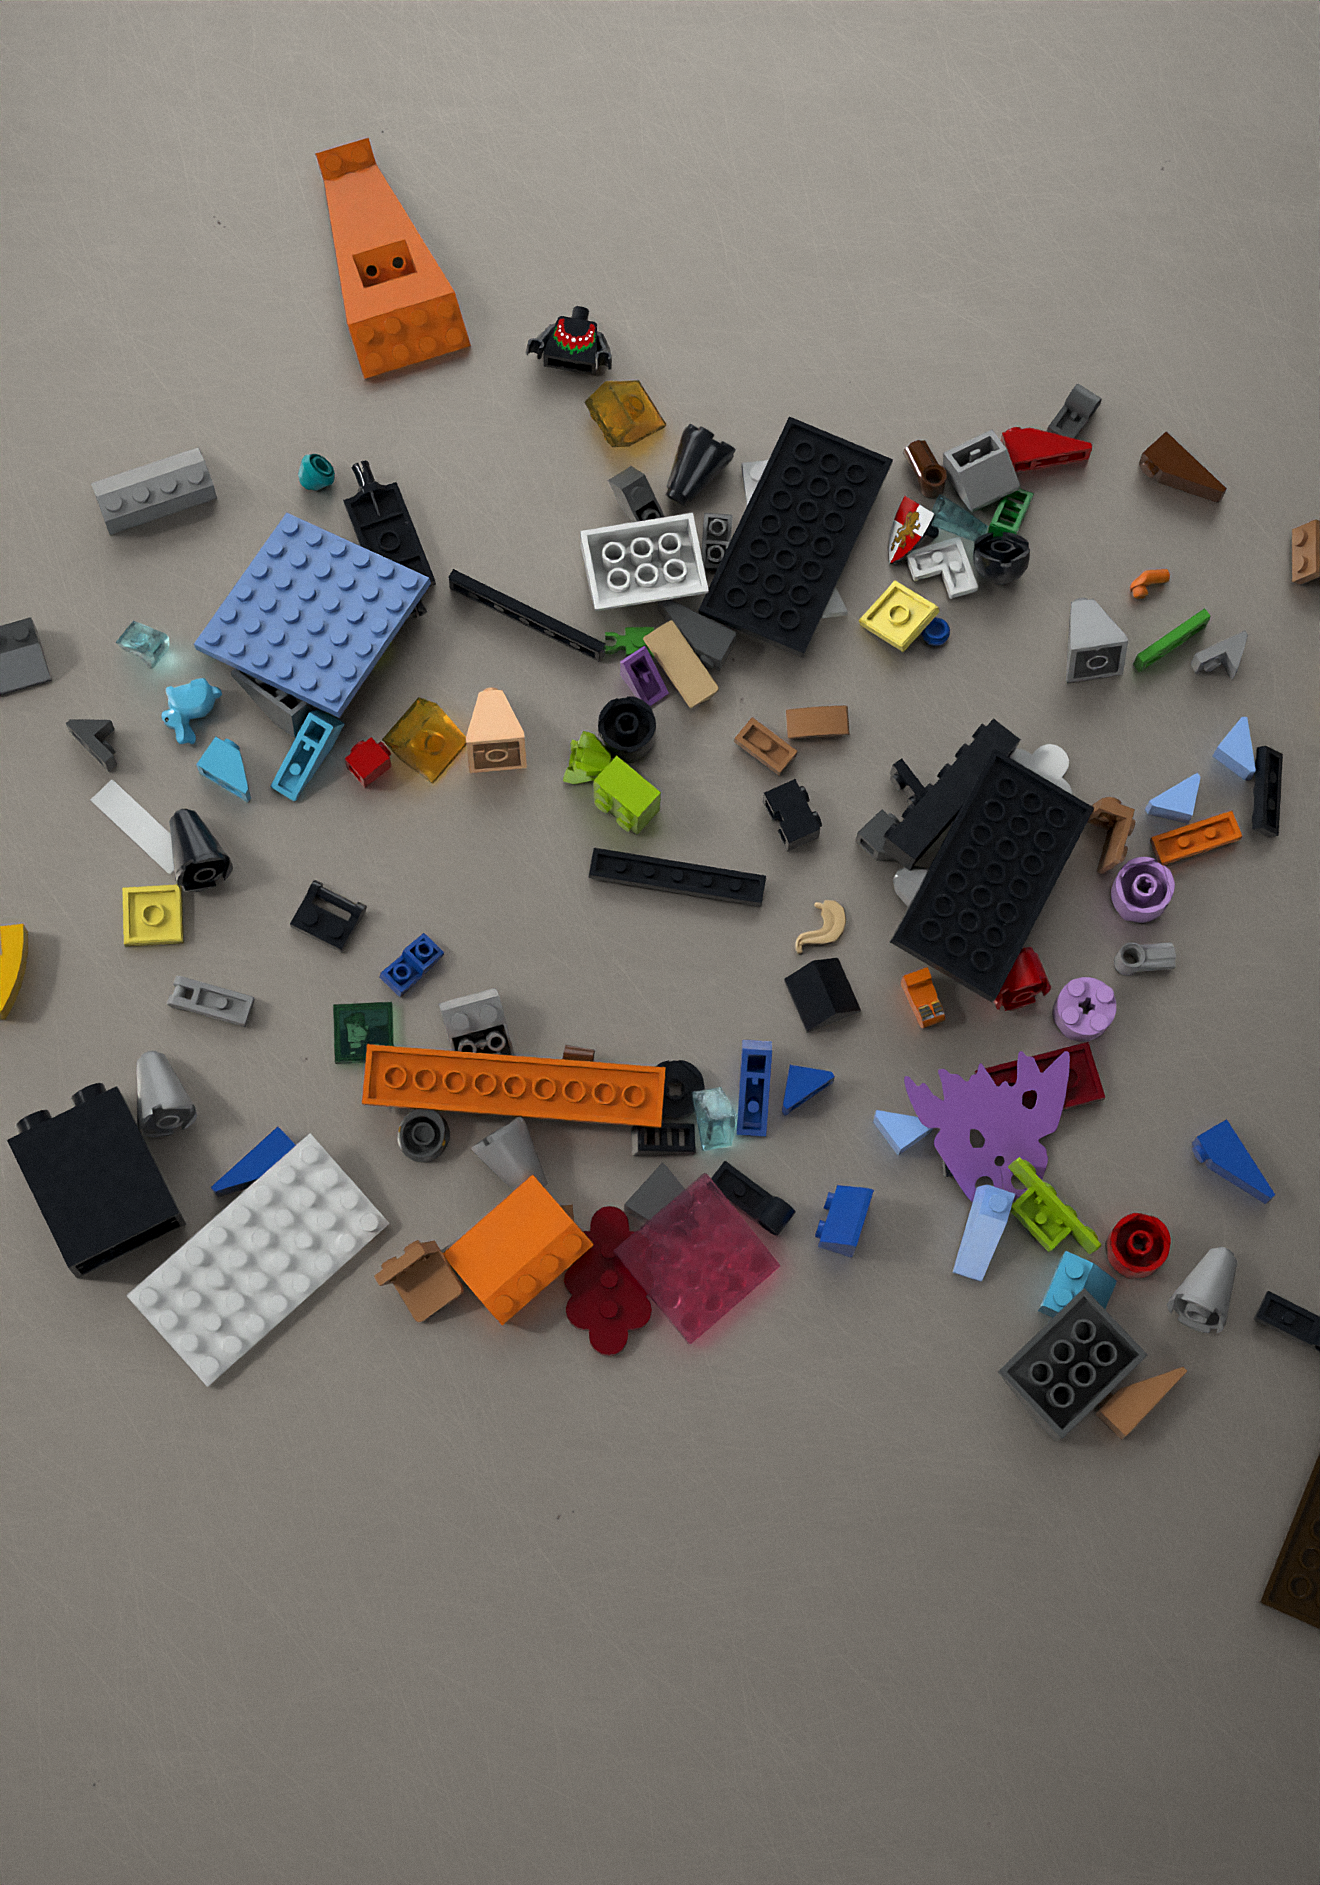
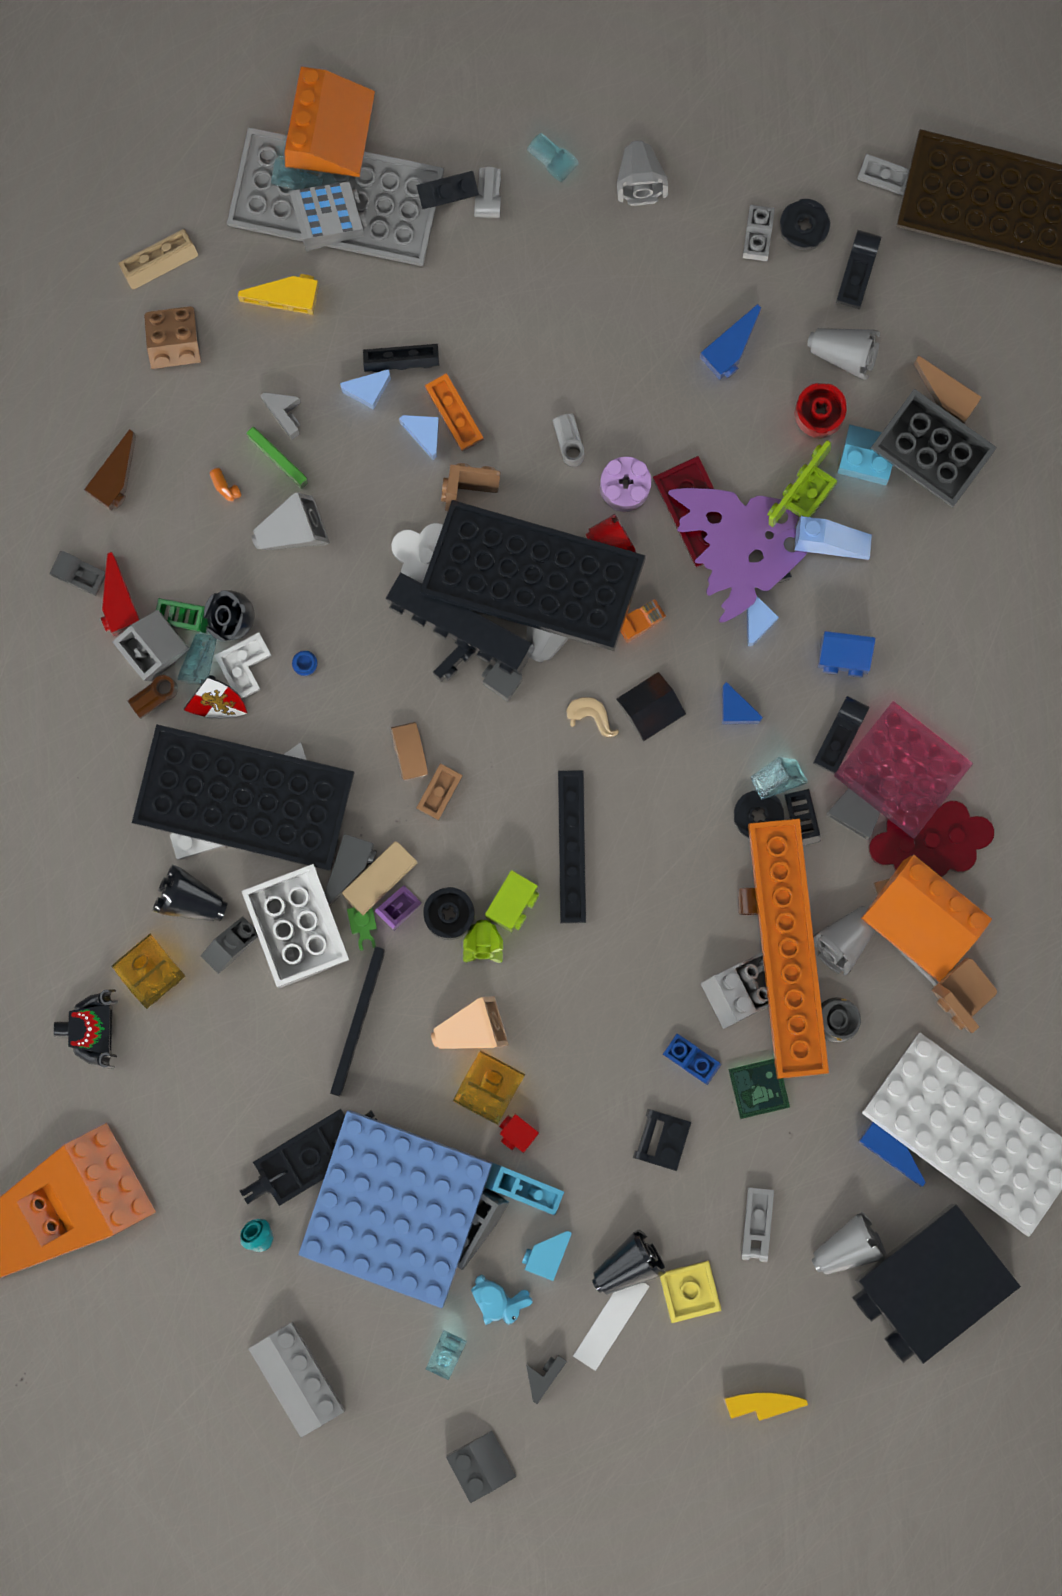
camera: 95 degrees left, 10 degrees up
(715, 538) = (254, 869): light grey slope -> none
(754, 1087) = (744, 748): blue slope -> none
(795, 817) = (492, 760): black brick -> none
(899, 616) = (297, 696): light yellow tile -> none
(1151, 877) = (518, 437): lavender brick -> none

